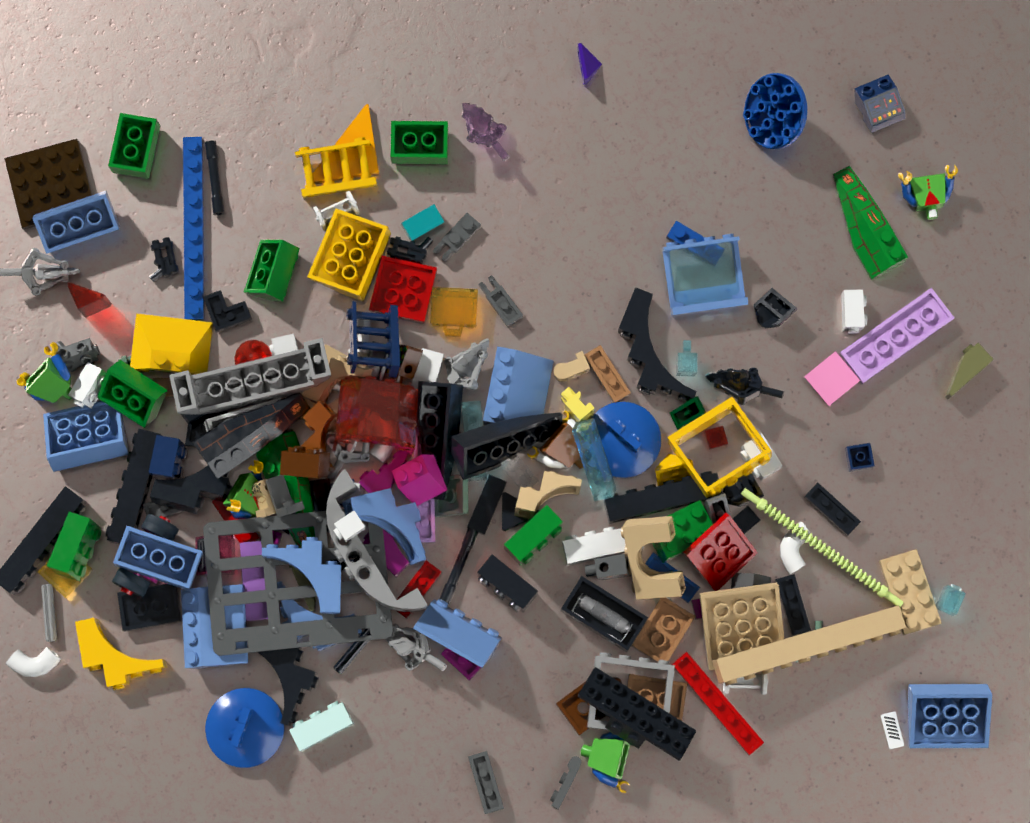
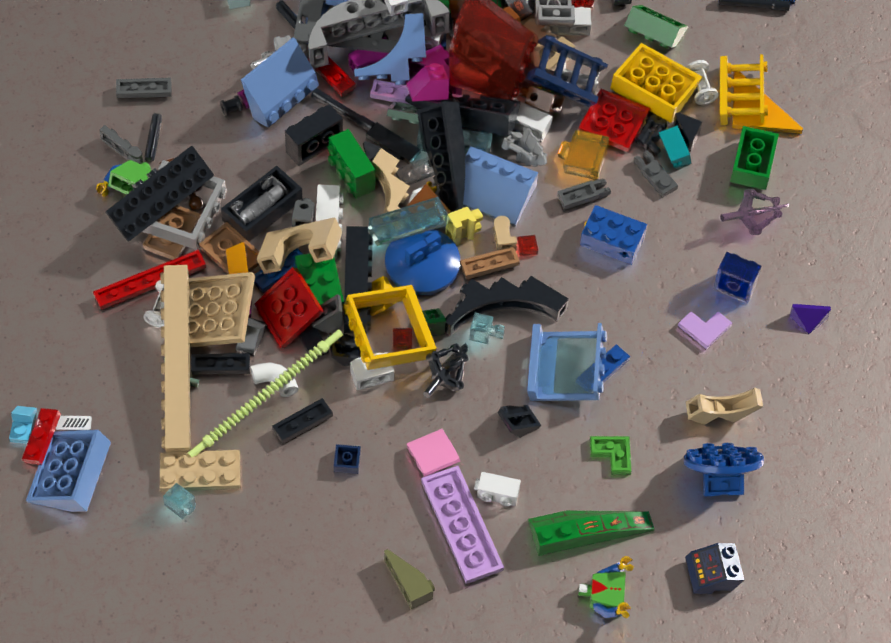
camera: 100 degrees right, 20 degrees down
(399, 212) = (689, 128): none -> black slope
(485, 682) = (231, 105): none -> black bush
(545, 261) = (613, 234): none -> blue piece
(545, 753) = (153, 137): none -> black axle
(567, 133) = (737, 277): none -> clear blue brick
(574, 343) = (527, 245): none -> clear red plate
(628, 156) = (704, 332): none -> lavender tile
(681, 618) = (237, 259): none -> light orange slope
(711, 120) = (731, 408): none -> tan arch
(777, 214) = (616, 448): none -> bright green tile
(909, 778) = (22, 424): none -> medium azure slope
(919, 754) = (41, 436): none -> red plate

